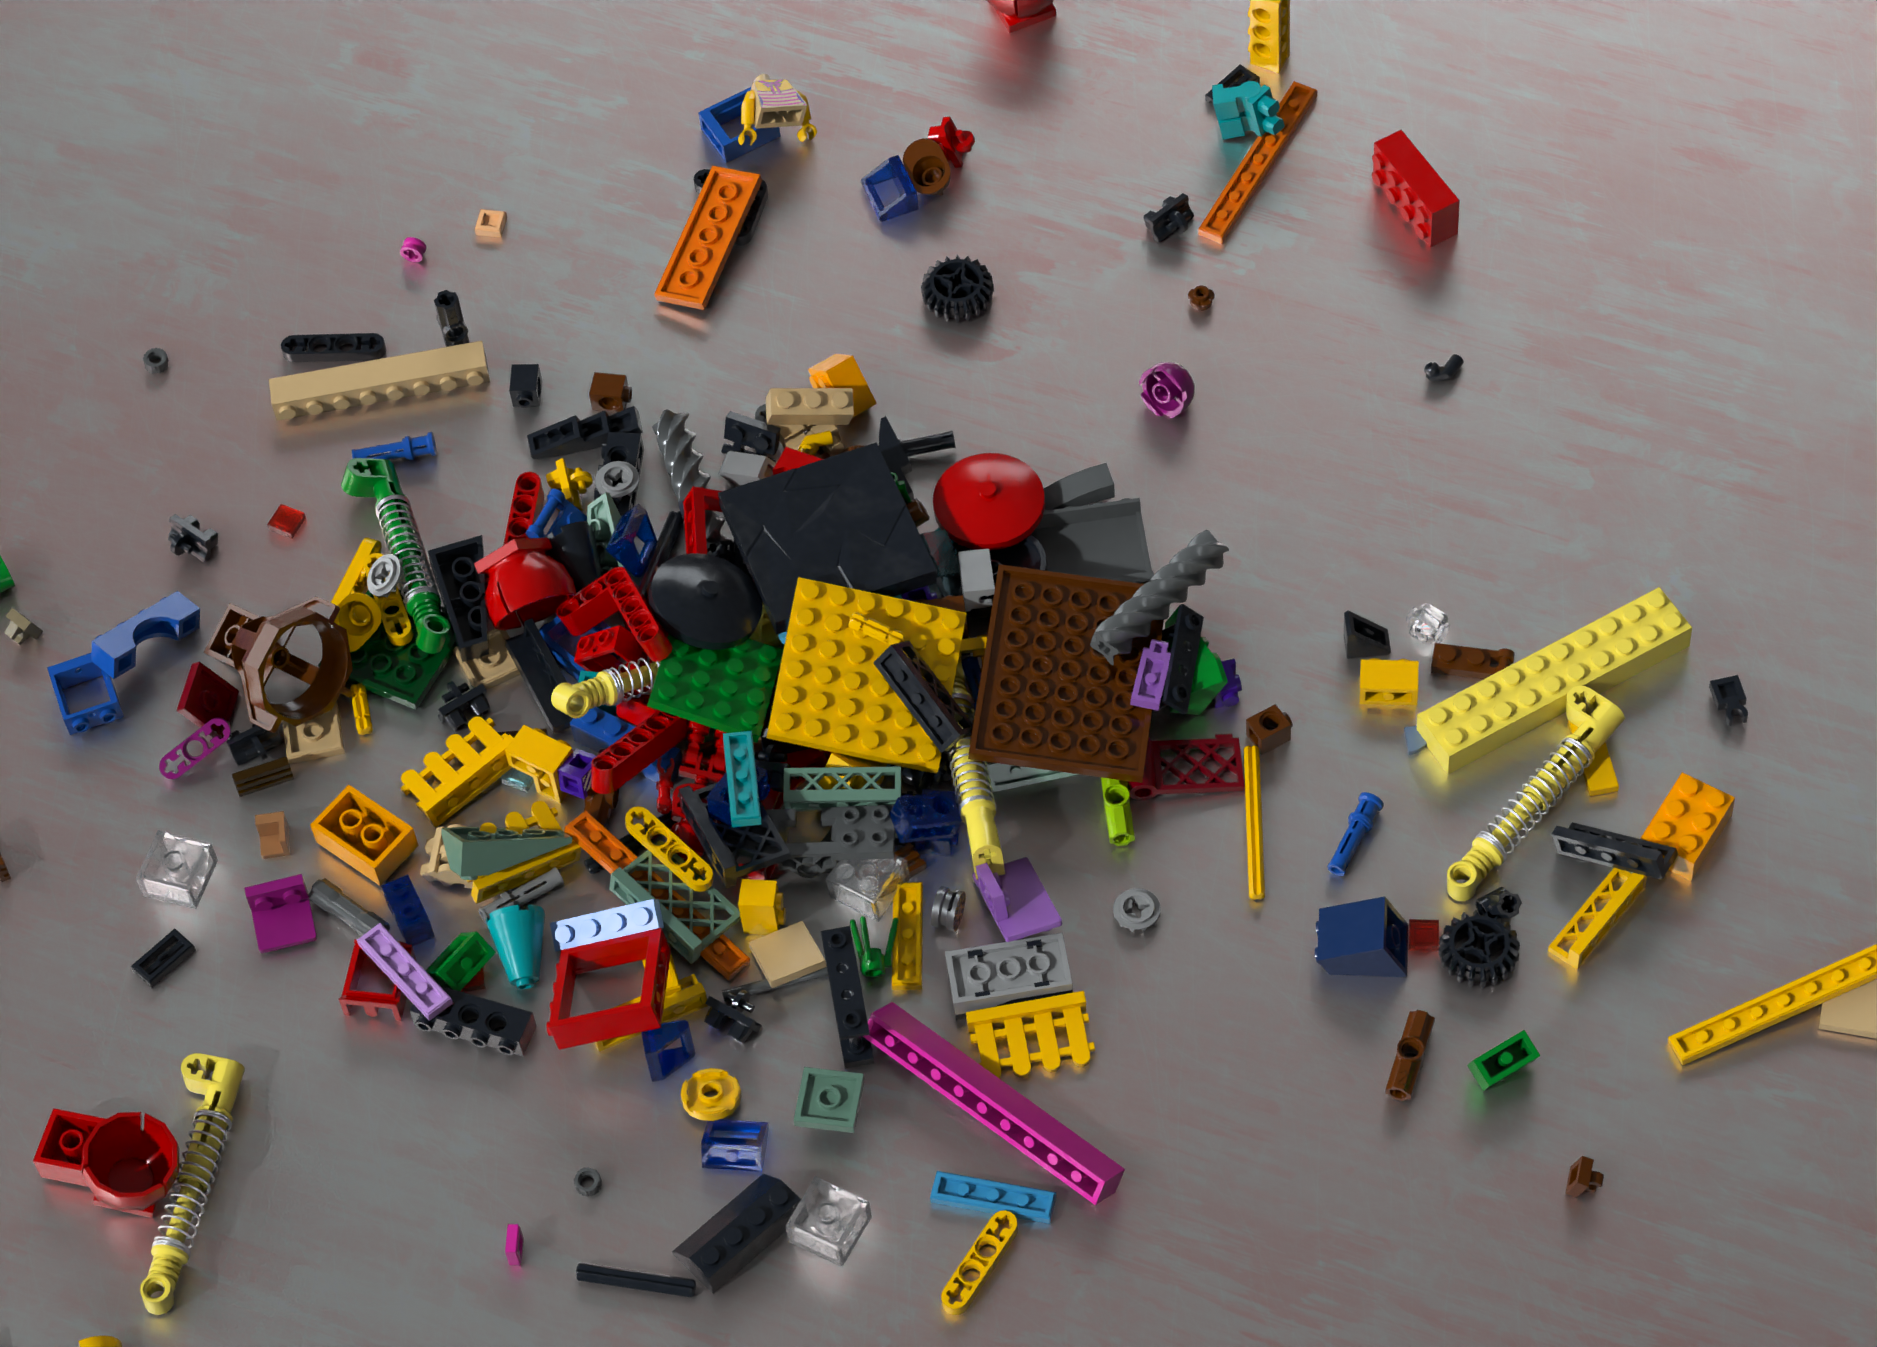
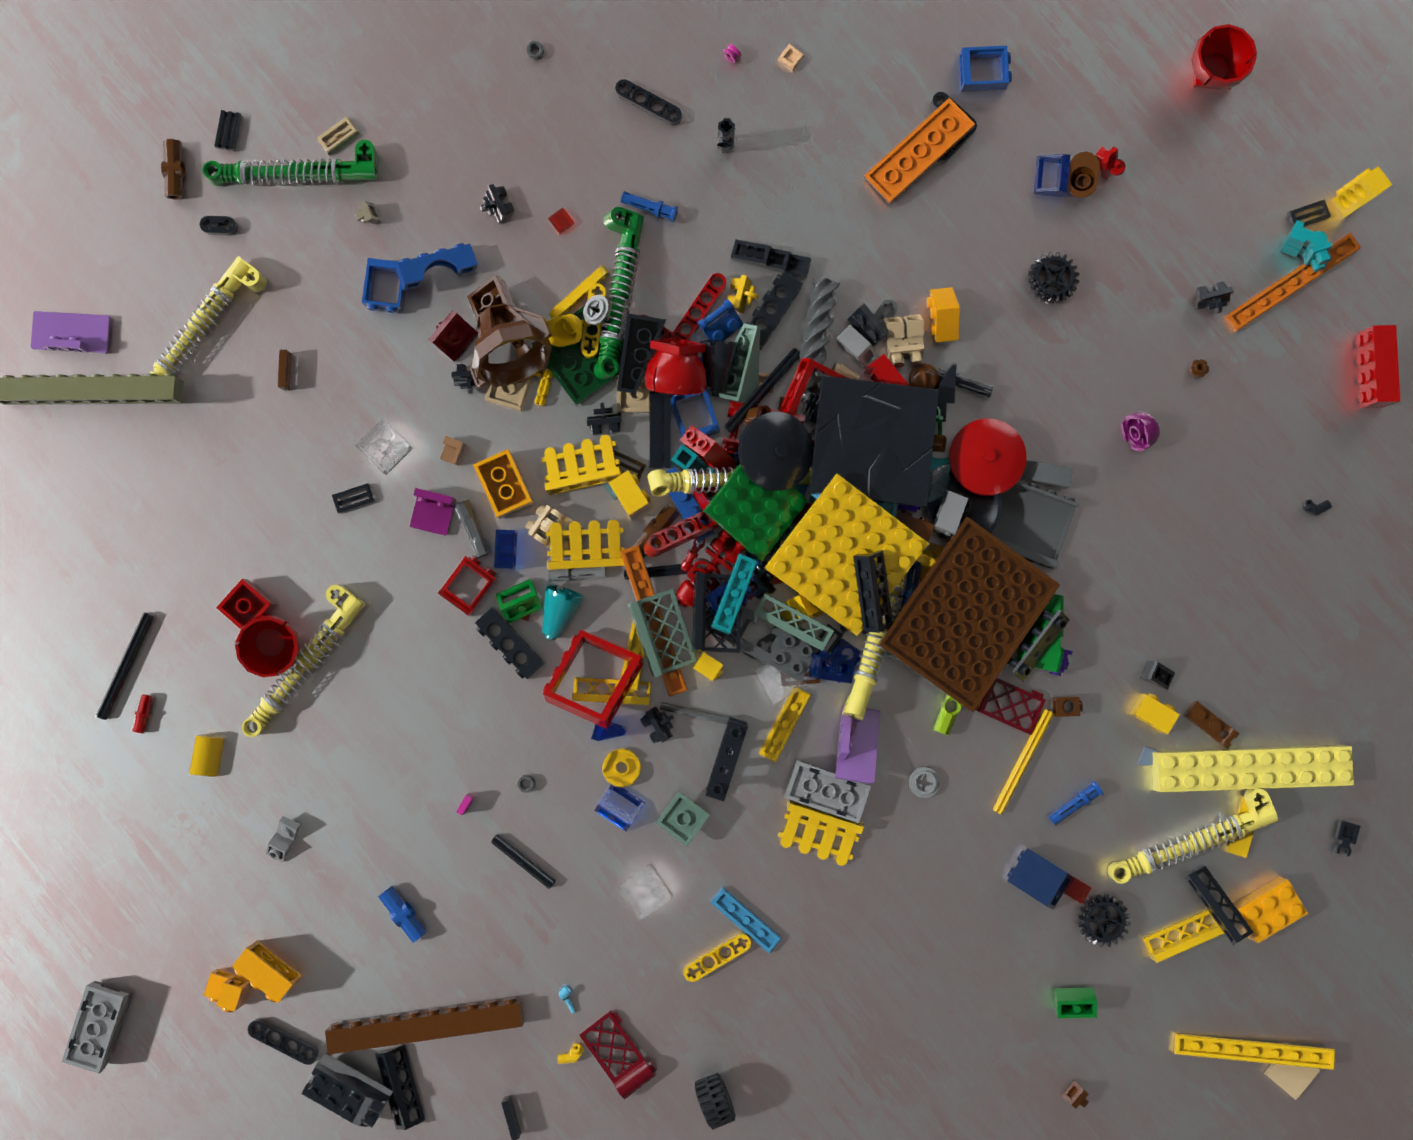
camera: 20 degrees right, 30 degrees up
(183, 767) = (438, 359): magenta beam -> none
(262, 776) = (463, 405): dark brown tile -> none
(379, 380) = (663, 146): tan brick -> none
(404, 971) = (482, 596): lavender tile -> none
(483, 853) = (566, 546): sand green wedge -> none
(525, 385) = (751, 202): black brick -> none
(576, 773) = (651, 511): dark purple brick -> none
(605, 597) = (727, 411): red beam -> none
(606, 924) = (613, 630): light blue plate -> none
(609, 392) = (801, 237): reddish brown brick -> none
(614, 471) = (771, 305): light grey gear -> none
(622, 545) = (753, 365): clear blue tile -> none
(667, 850) = (670, 602): yellow beam -> none
(738, 1232) = (593, 863): black slope -> none
(775, 105) = (1012, 73): torso -> none
(787, 954) = (709, 700): tan tile -> none
(809, 406) = (913, 330): tan brick -> none
(812, 442) = (902, 353): yellow arm -> none
(871, 959) = (755, 732): green plant -> none
(875, 629) = (866, 535): yellow axle -> none
(948, 908) = (814, 722): flat silver wheel -> none
(994, 1103) = (776, 867): dark pink brick -> none
(1151, 676) = (1016, 647): medium lavender hinge -> none
(1154, 598) = (1053, 594): dark grey piece -> none
(1406, 1069) = (1016, 975): reddish brown piece -> none
(1428, 624) = (1200, 687): clear head -> none
(1499, 903) = (1131, 903): black piece -> none

